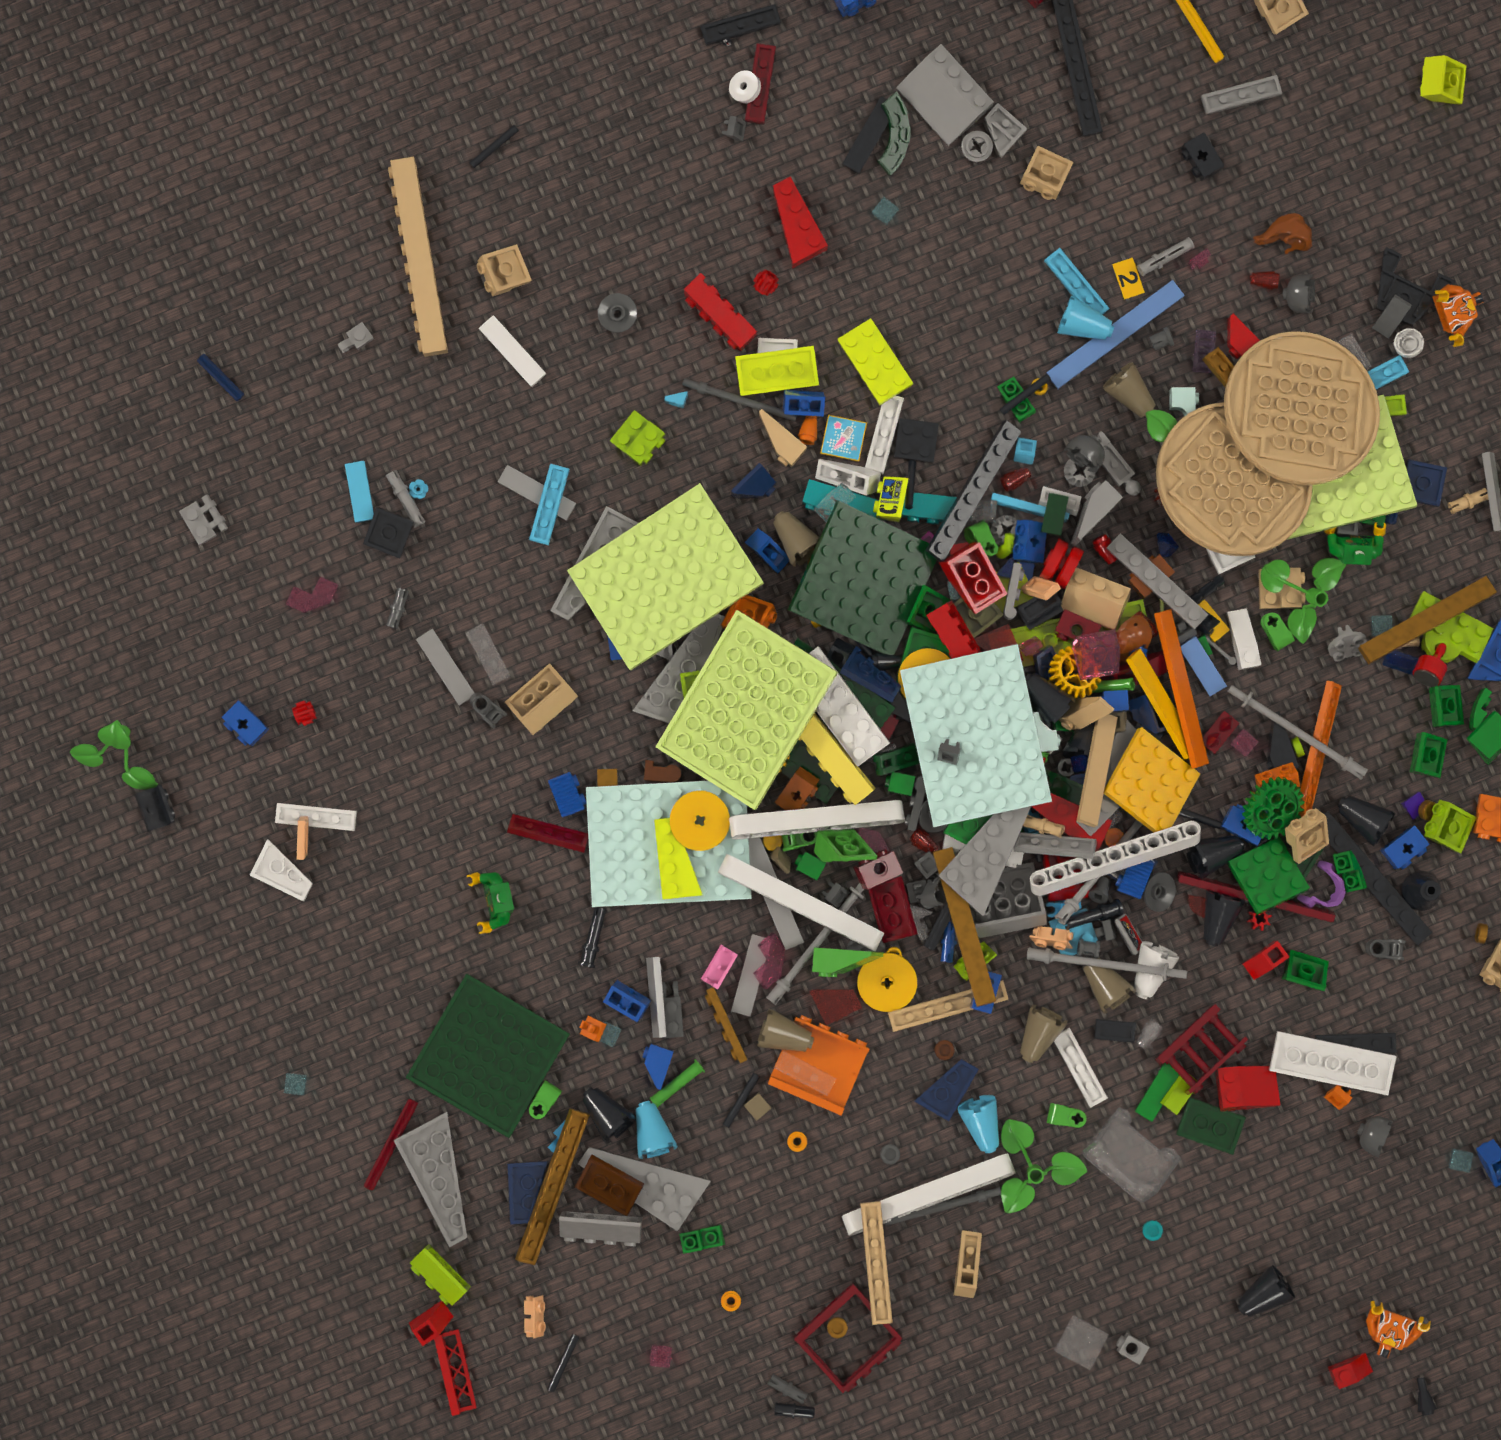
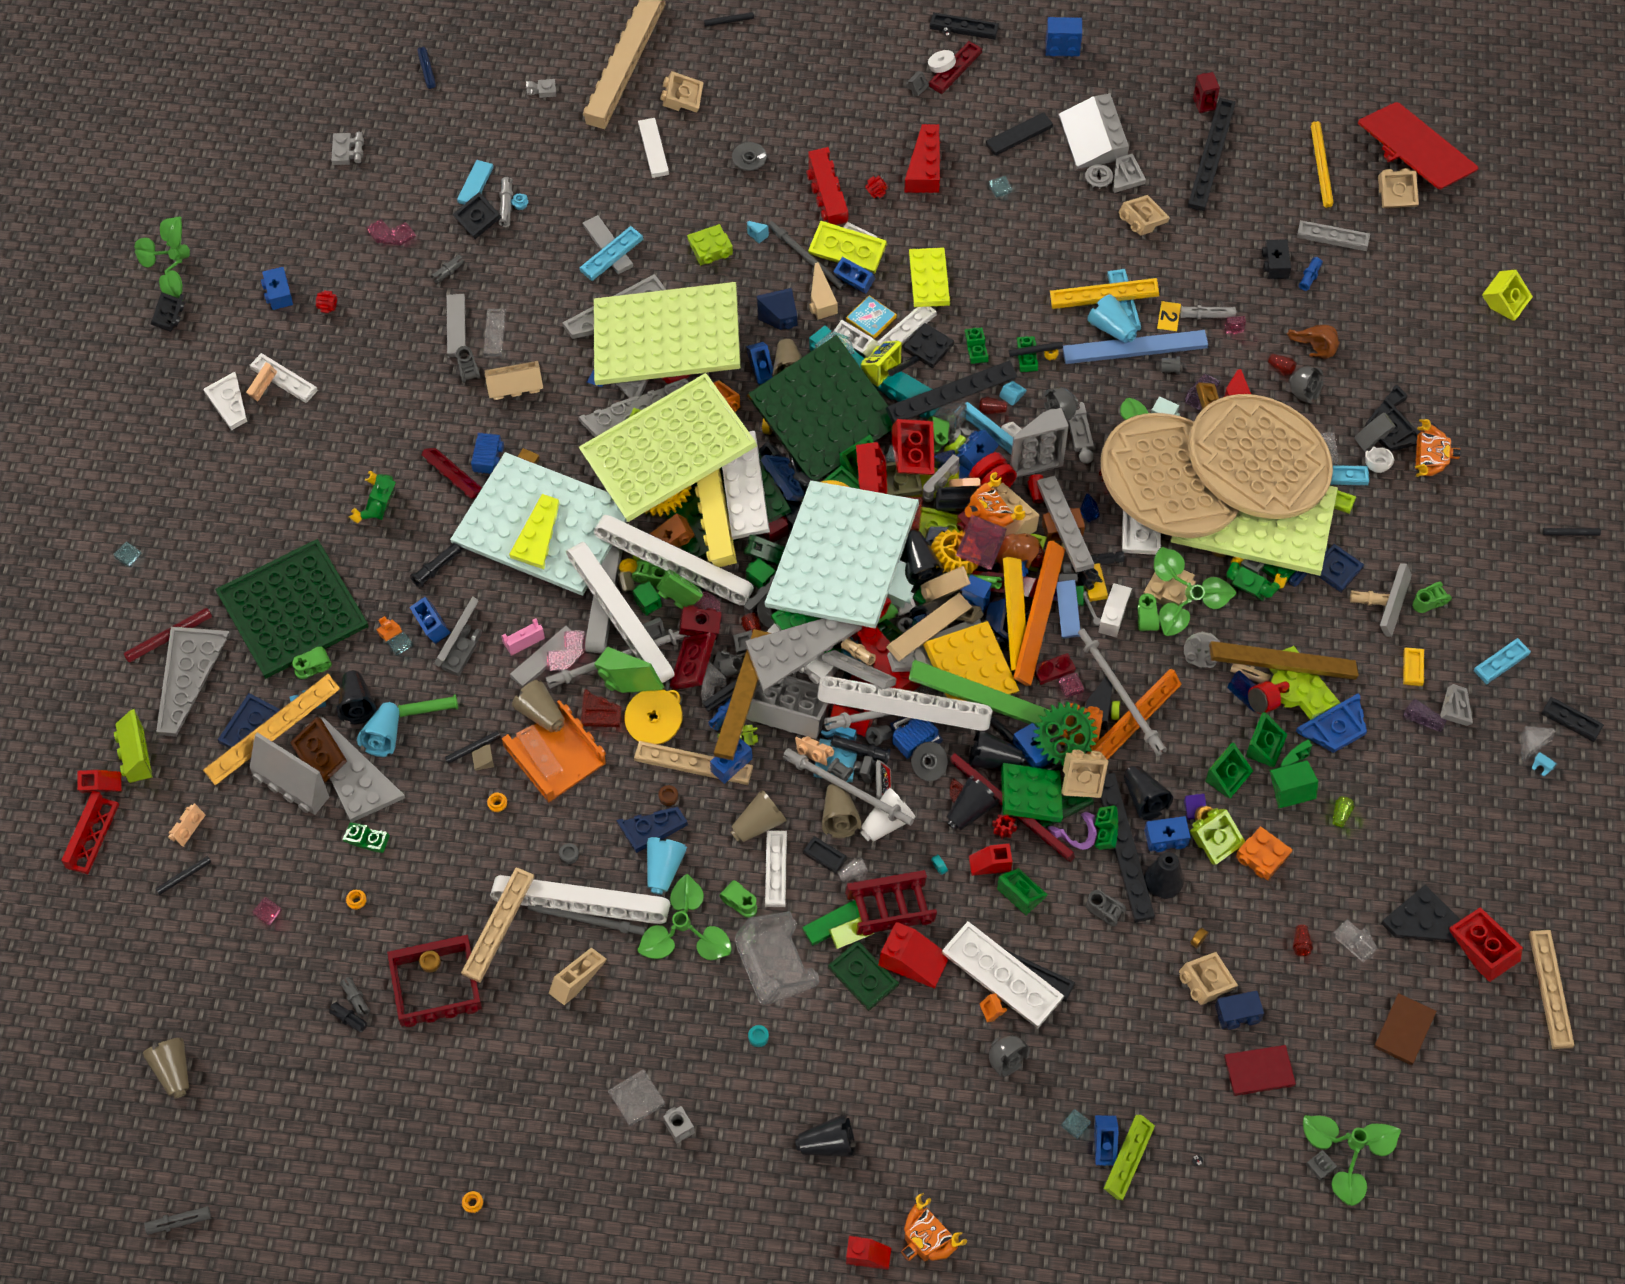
camera: 30 degrees right, 25 degrees down
(657, 1063) = (423, 681): blue slope -> none
(661, 774) = (566, 468): reddish brown leg -> none
(684, 816) = (563, 512): yellow piece -> none
(728, 1033) = (497, 688): pearl gold plate -> none
(808, 430) = (847, 297): orange cone -> none
(899, 133) = (1042, 142): tile -> none
(949, 753) = (811, 548): dark grey tile -> none
(962, 416) = (976, 345): none -> green slope
(1030, 646) = (930, 521): clear pink plate -> none
(1054, 514) = (1003, 441): dark green tile -> none
(1055, 289) = (1092, 294): none -> yellow tile
(1083, 610) = (990, 506): none -> orange torso
(1130, 390) = (1123, 381): dark tan cone -> none
(1178, 810) = (976, 693): none -> bright green tile
(1220, 986) = (939, 864): none -> teal tile
(1242, 155) = (1310, 273): none -> blue pin

